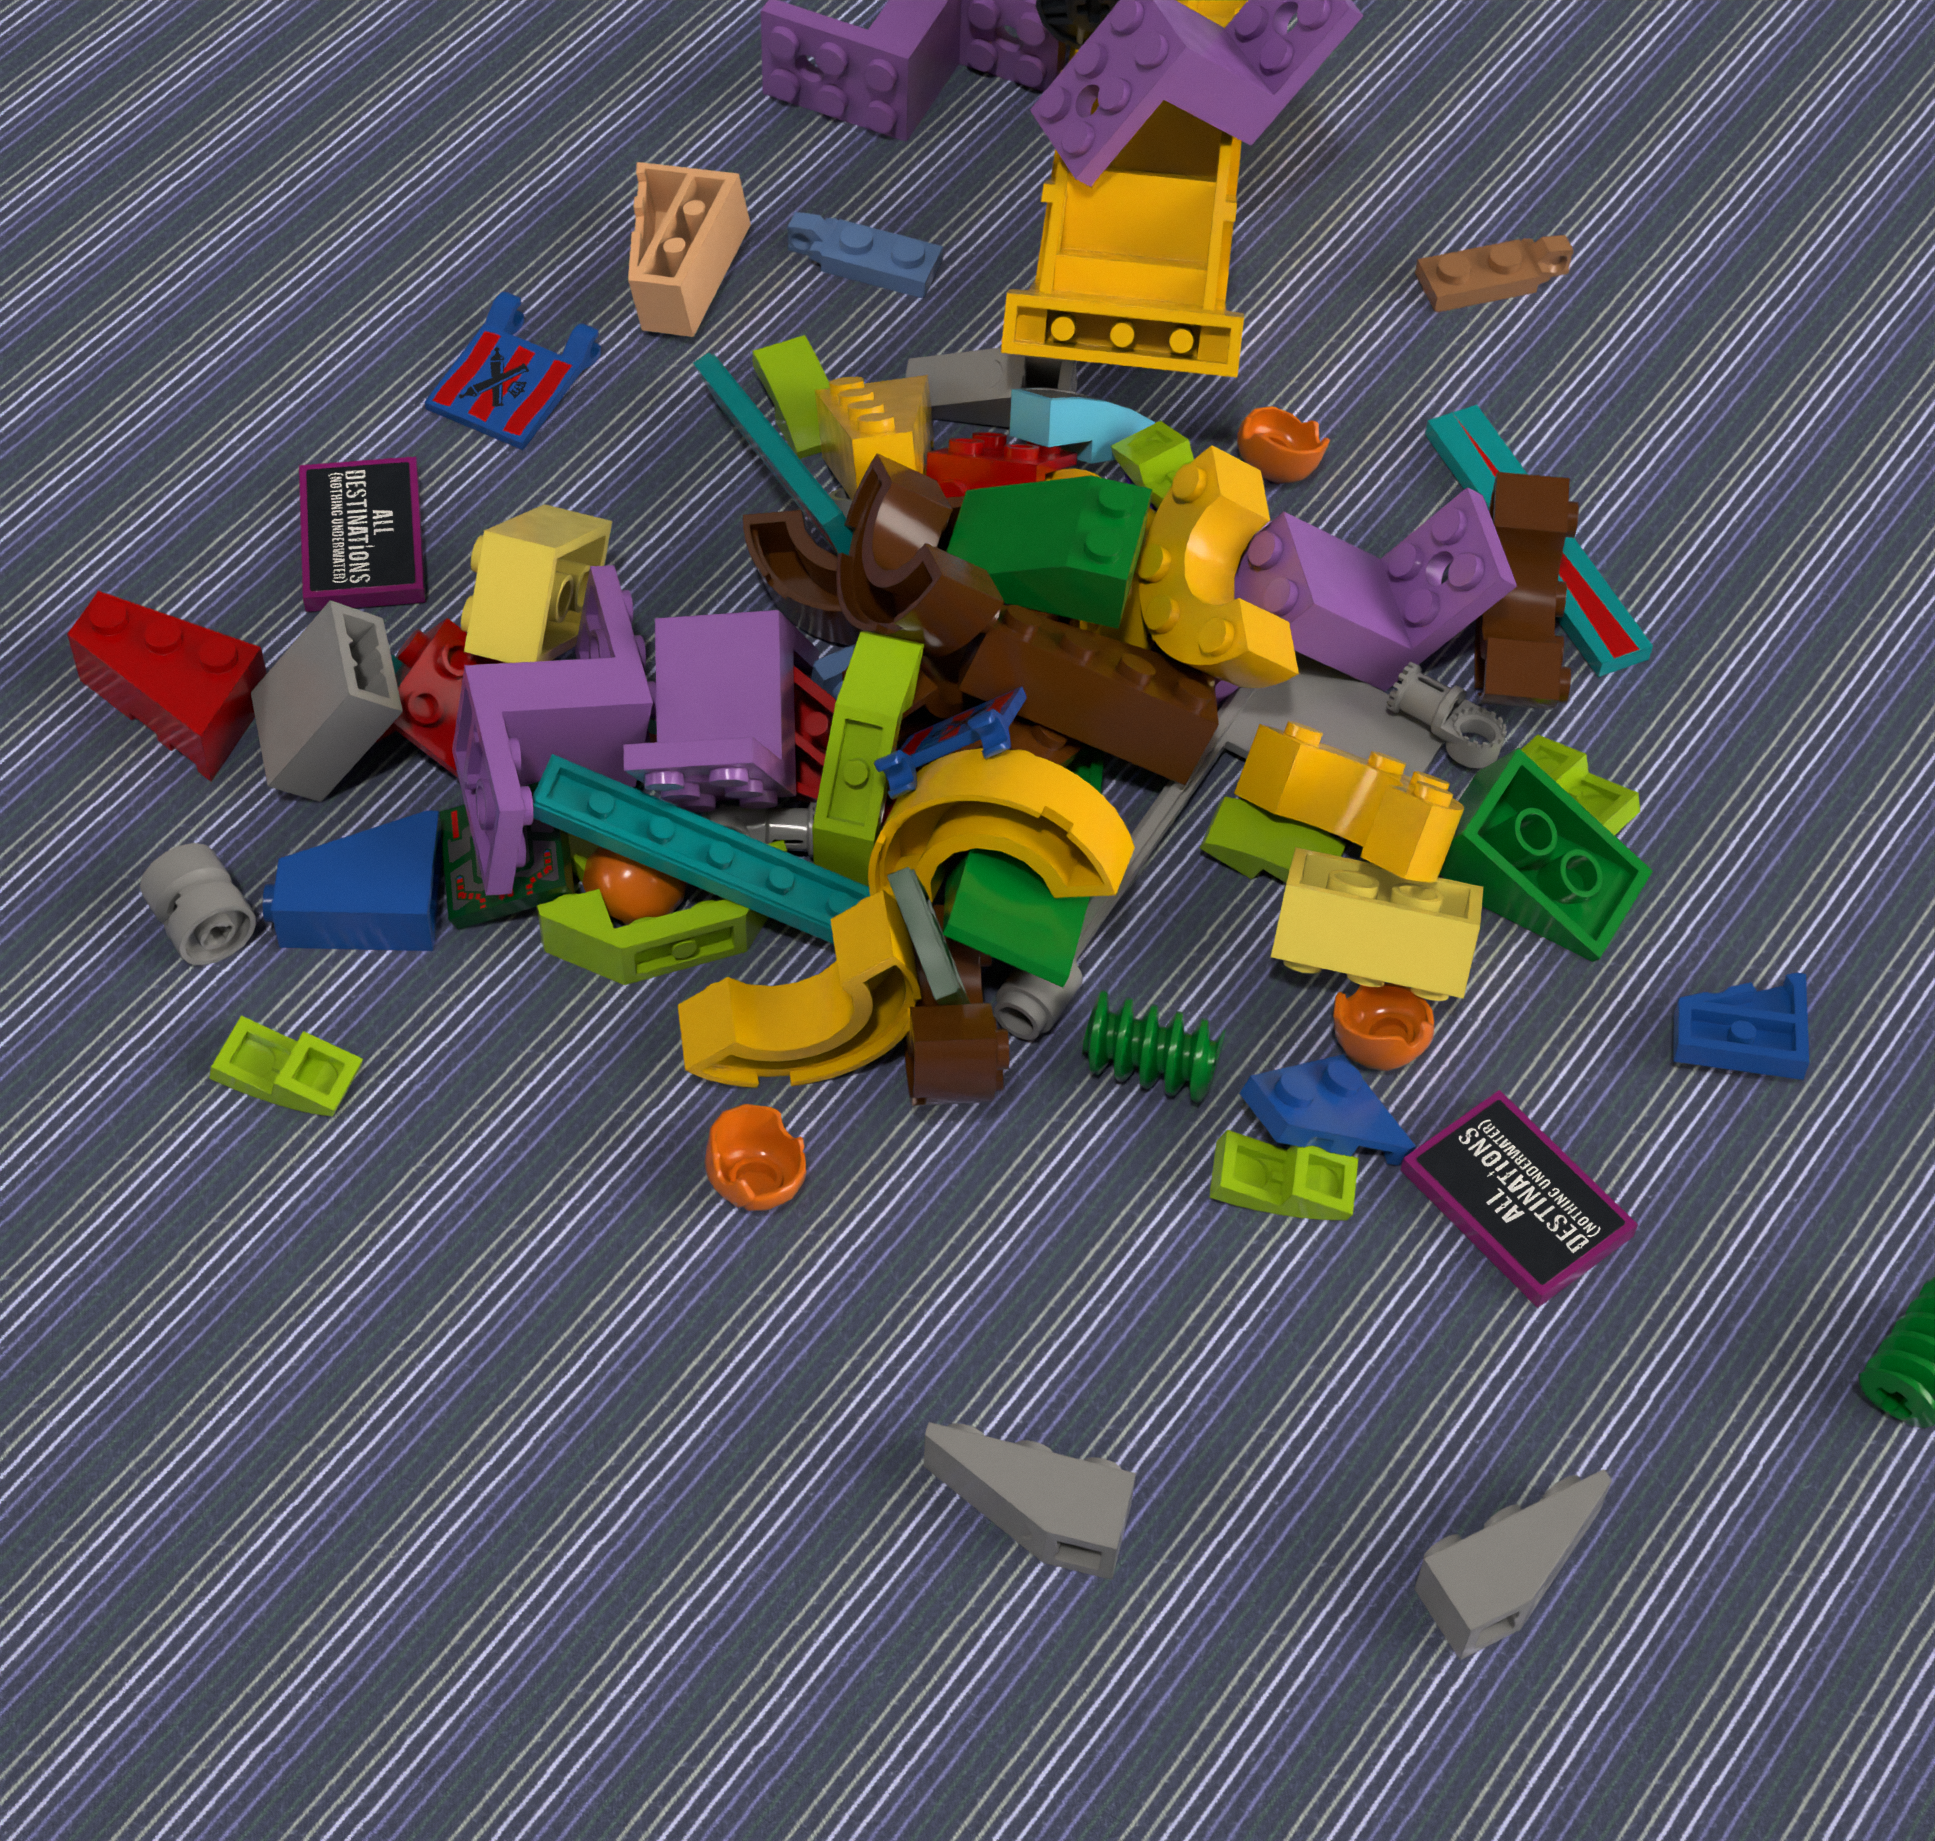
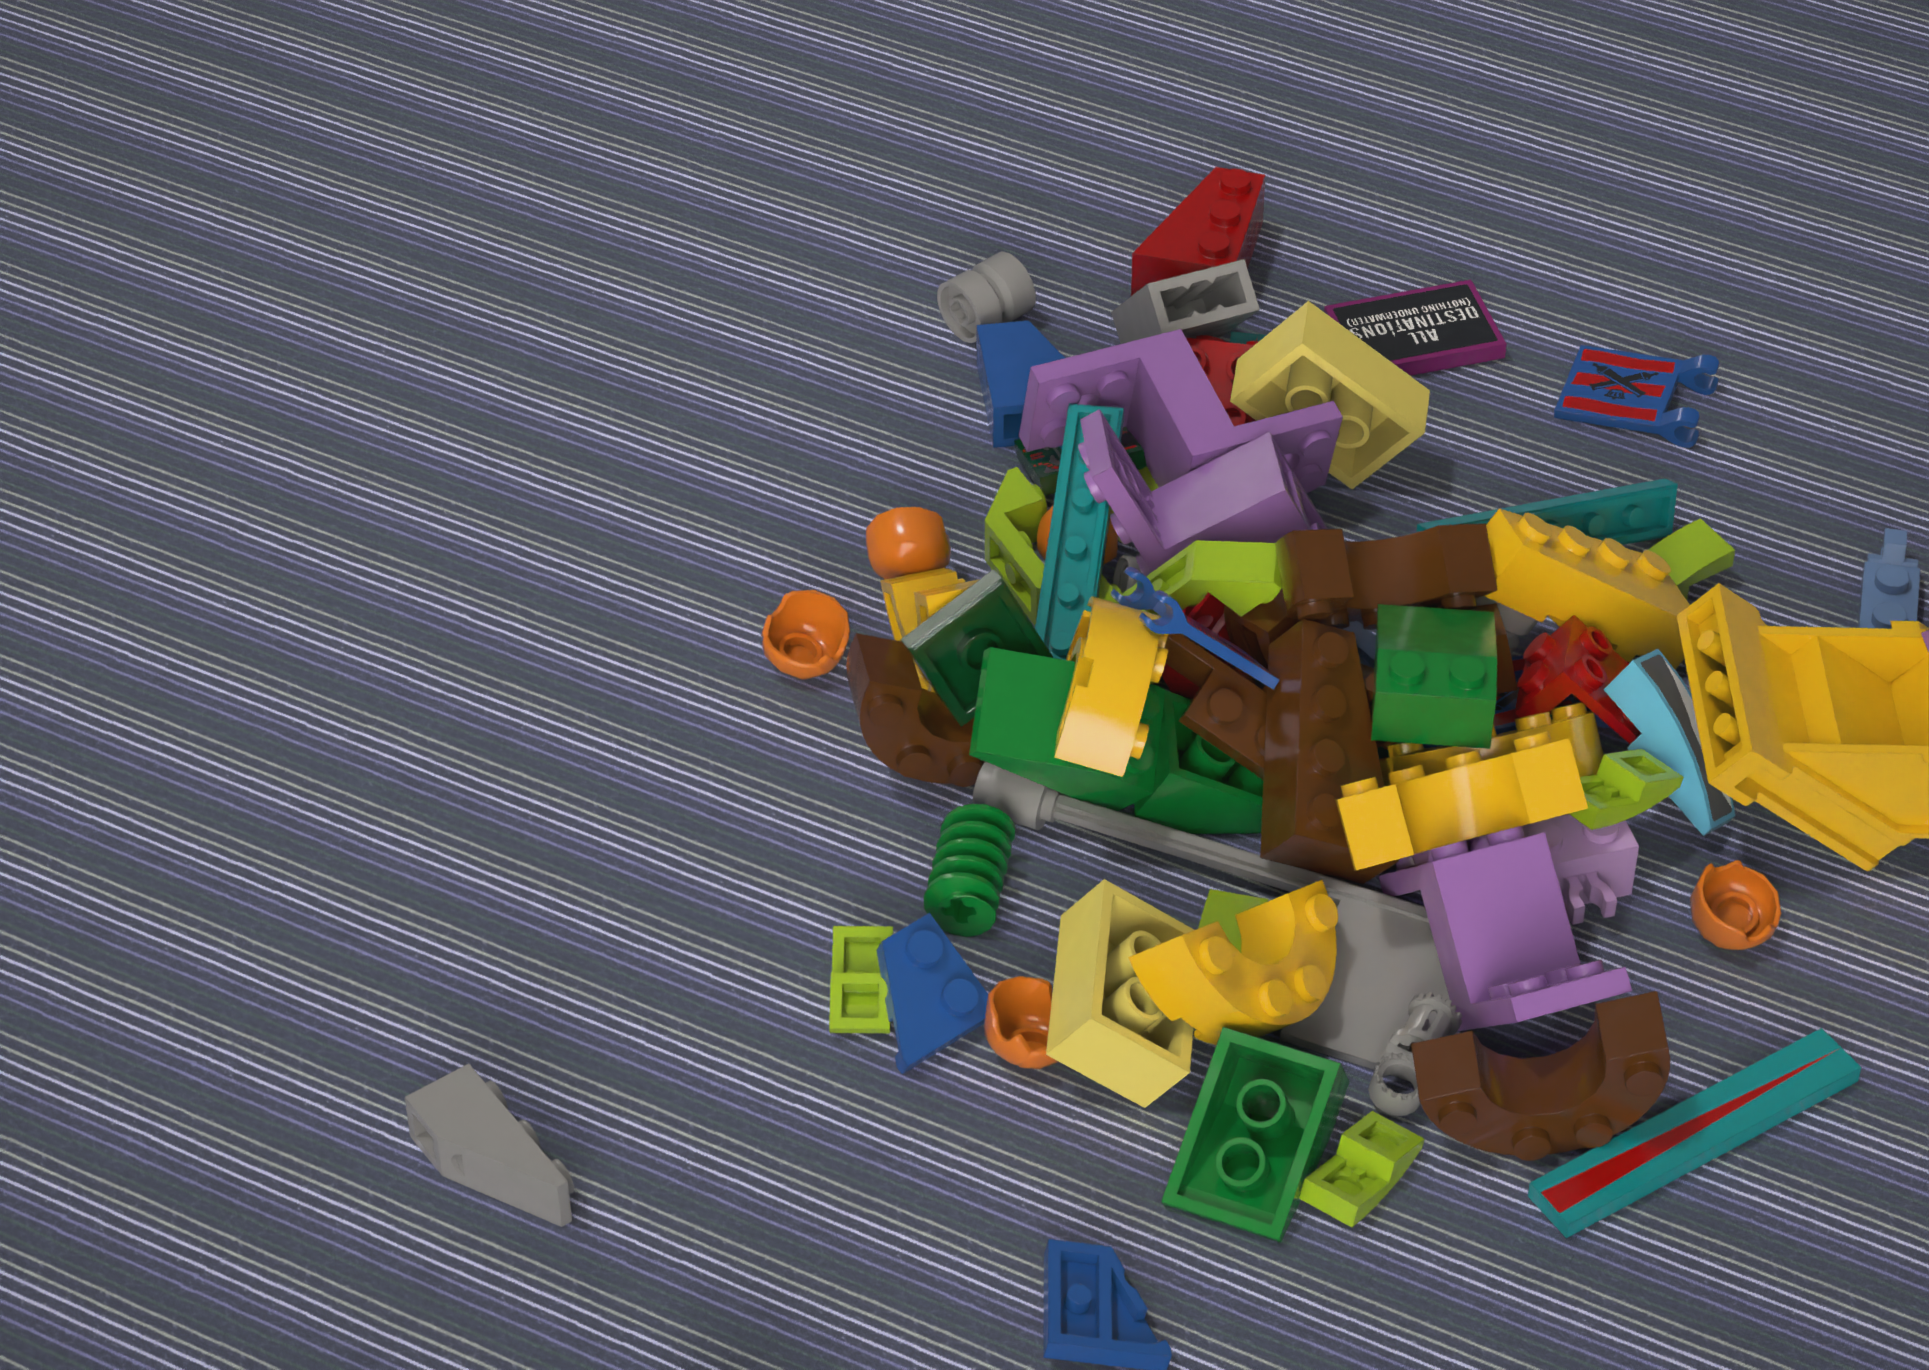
camera: 85 degrees right, 10 degrees down
(285, 1072) = (854, 378): lime slope -> none
(641, 1036) = (907, 542): none -> orange hair
(682, 243) = (1814, 457): light nougat wedge -> none
(1048, 1502) = (511, 844): light grey slope -> none
(1518, 1198) = (871, 1148): black tile -> none

